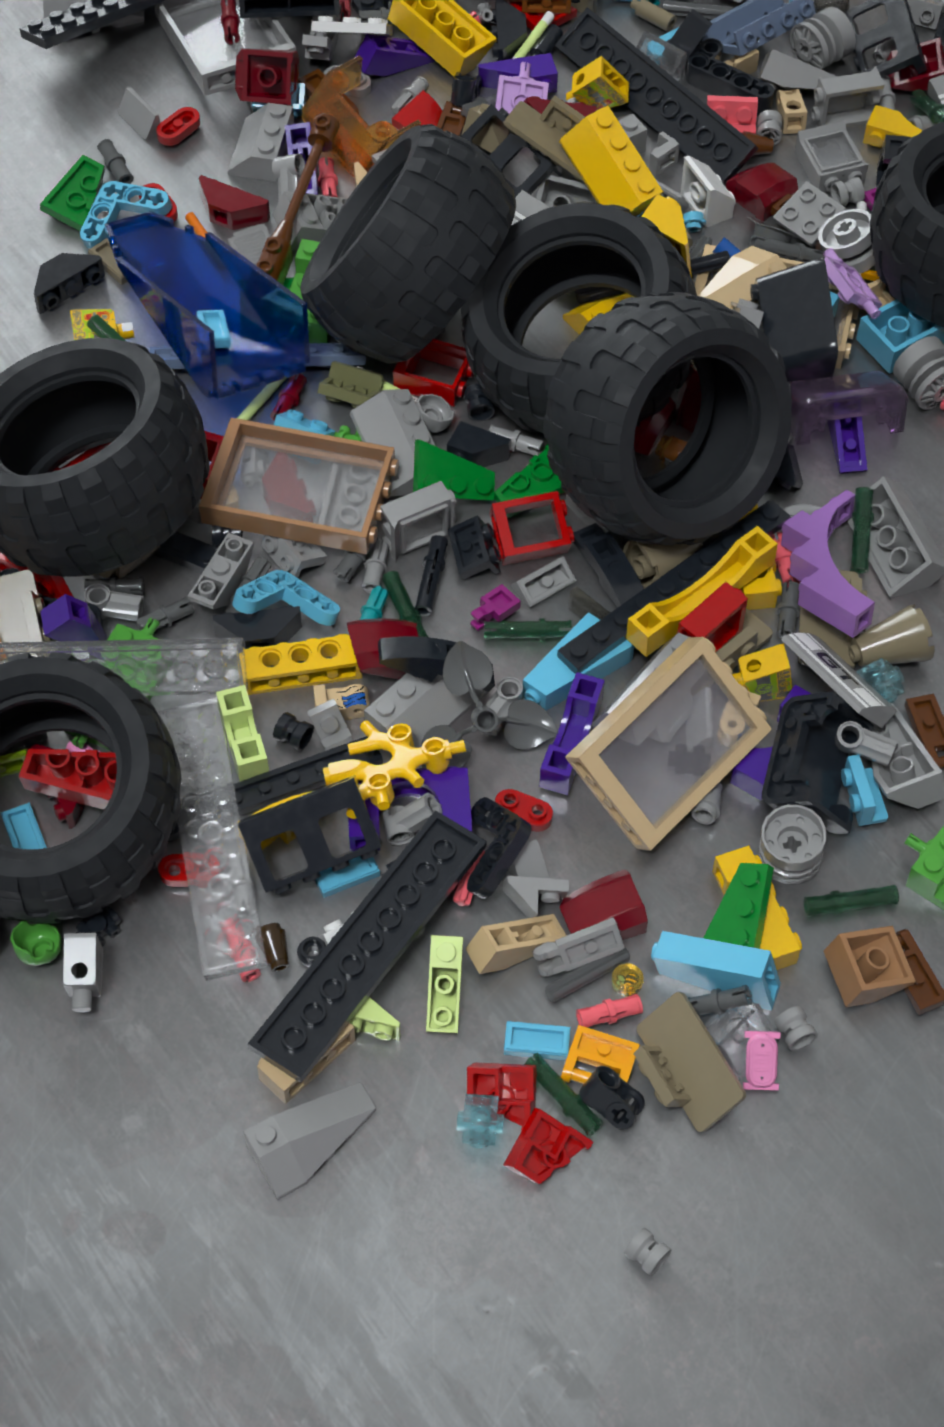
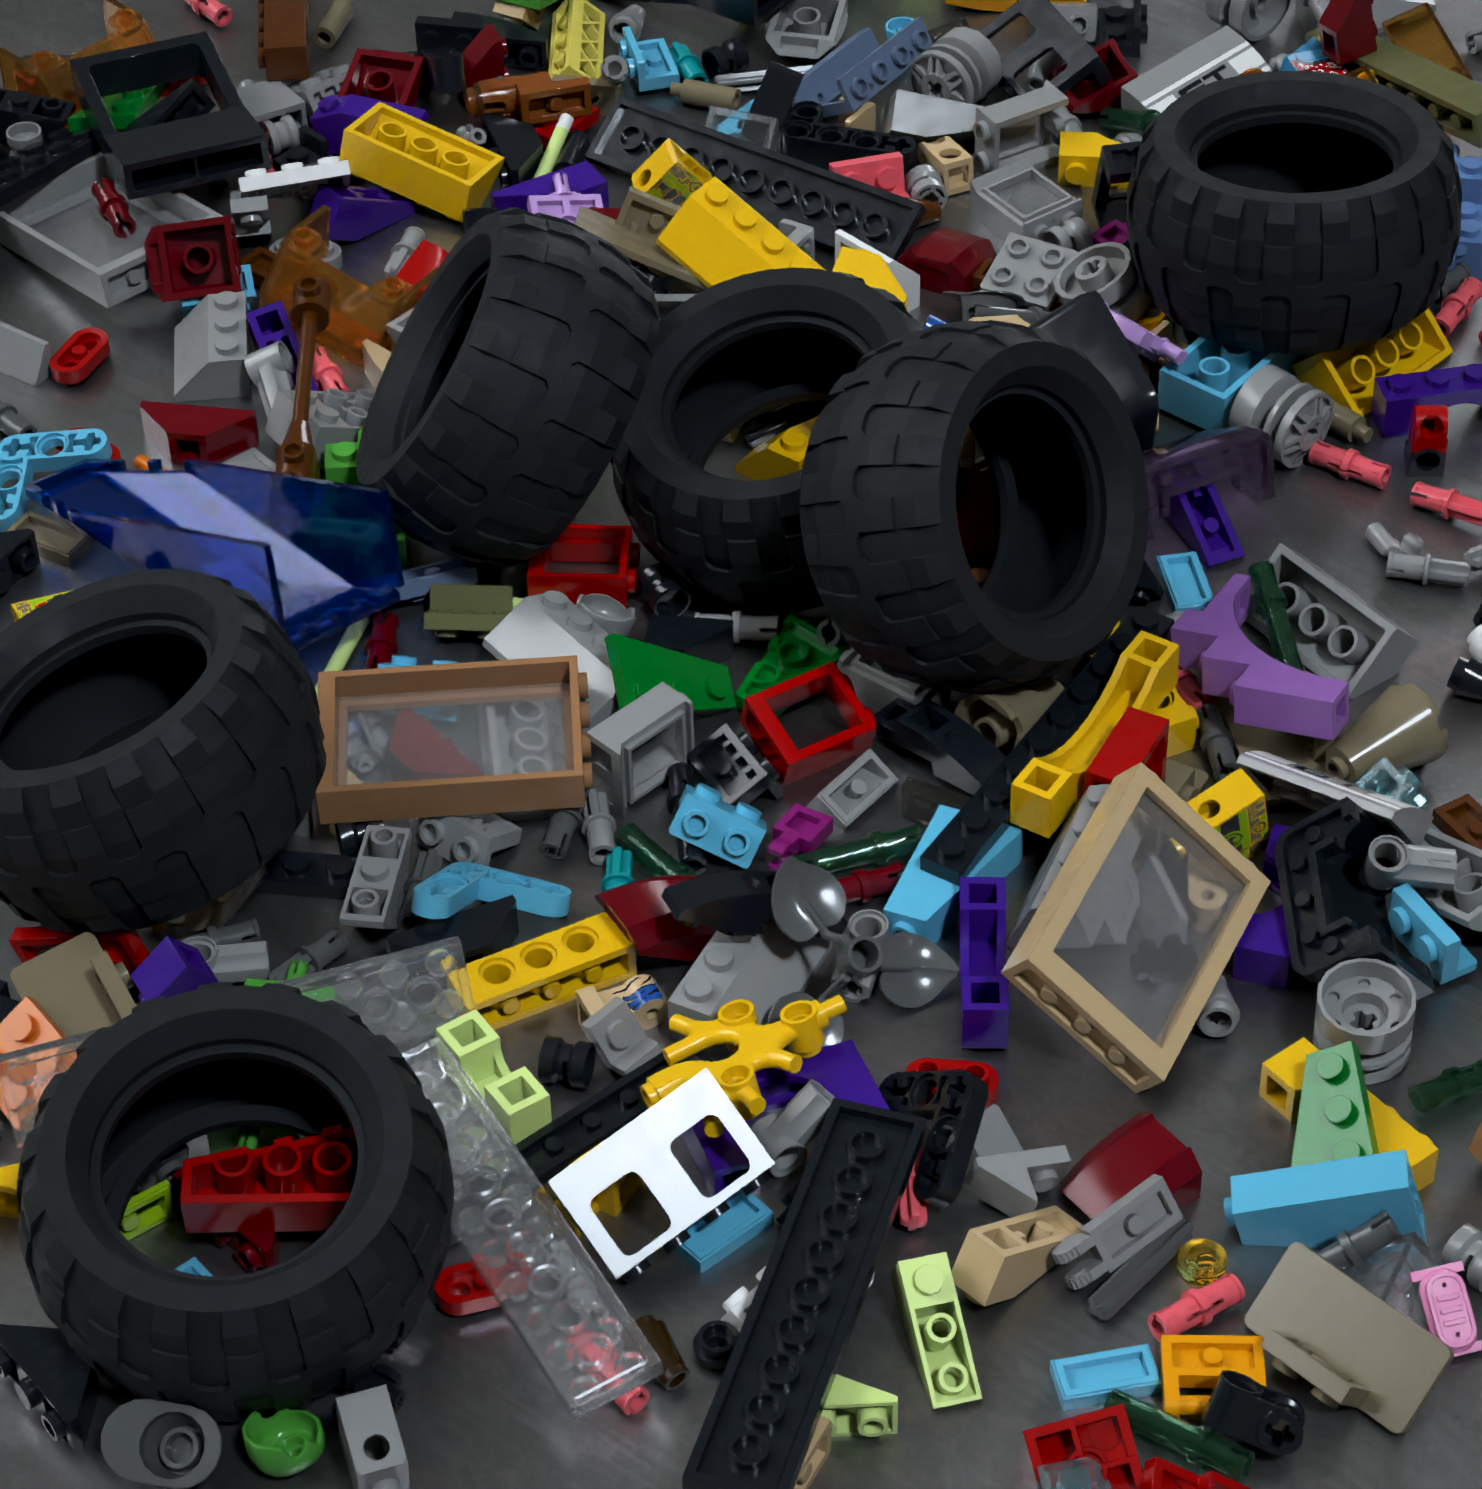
camera: 15 degrees left, 15 degrees down
(446, 588) = (718, 826): none -> medium azure bracket
(518, 654) = (864, 885): none -> dark red pin
(818, 481) = (1184, 581): none -> medium azure tile

